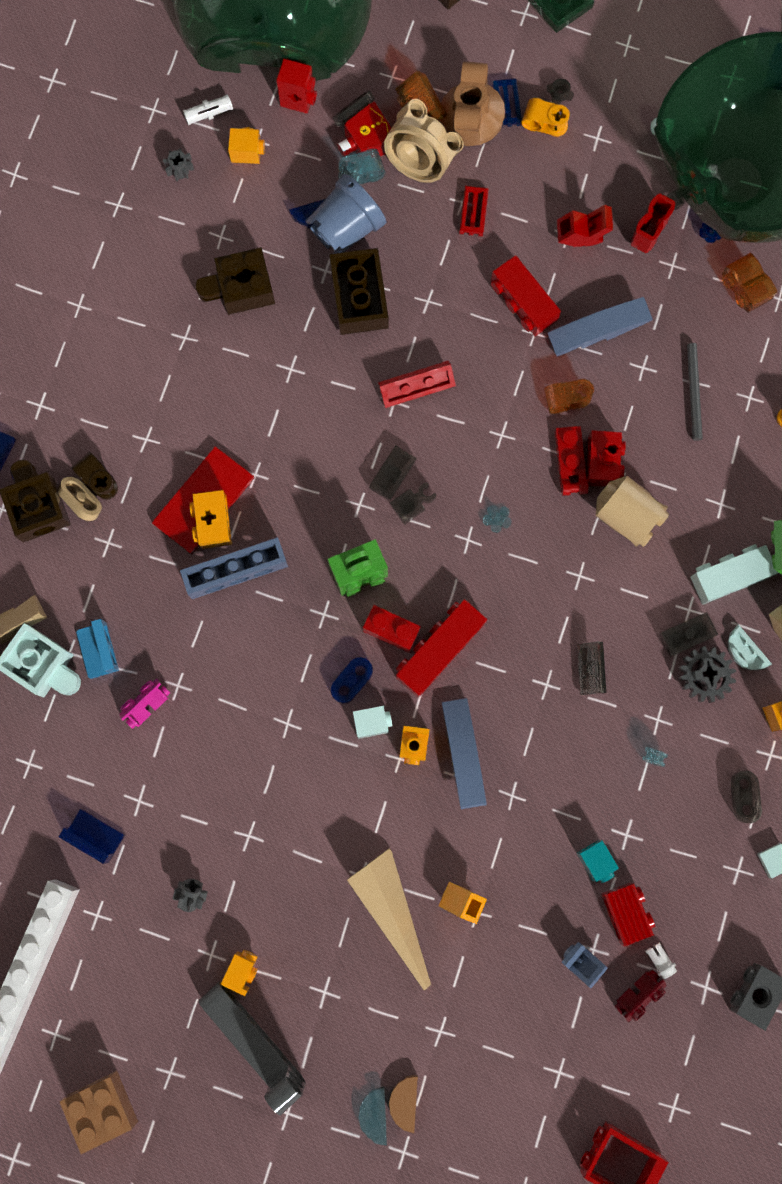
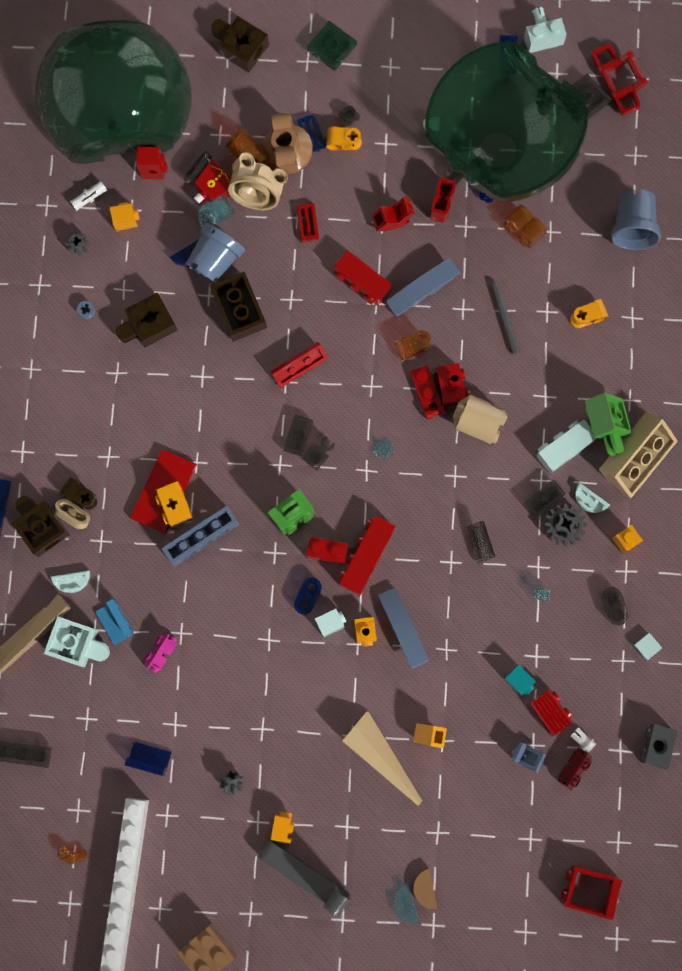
camera: 10 degrees left, 0 degrees up
(56, 584) = (71, 582): none -> light aqua tile
(168, 257) = (83, 304): none -> sand blue bush

